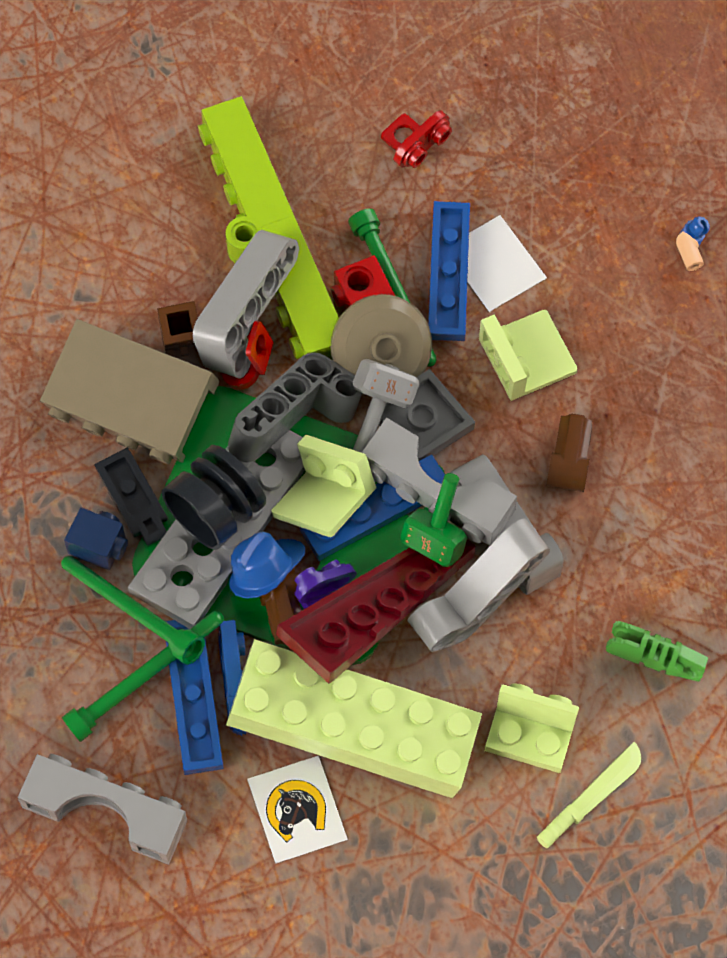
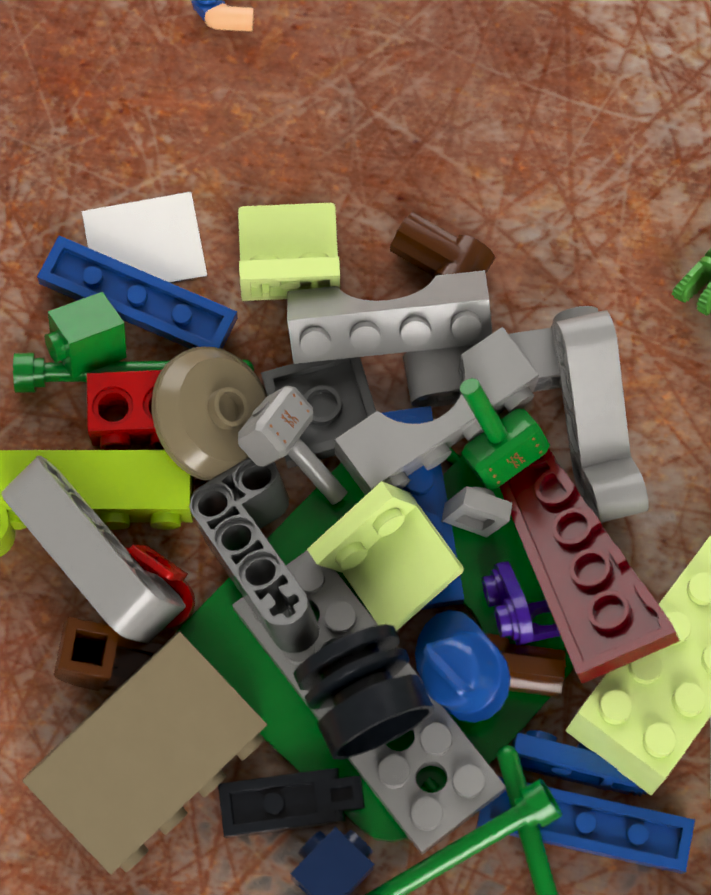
camera: 70 degrees left, 5 degrees up
(383, 537) = (477, 511): none -> light grey plate
(402, 245) = (86, 335): none -> green brick
(518, 464) = (336, 326): none -> light grey arch

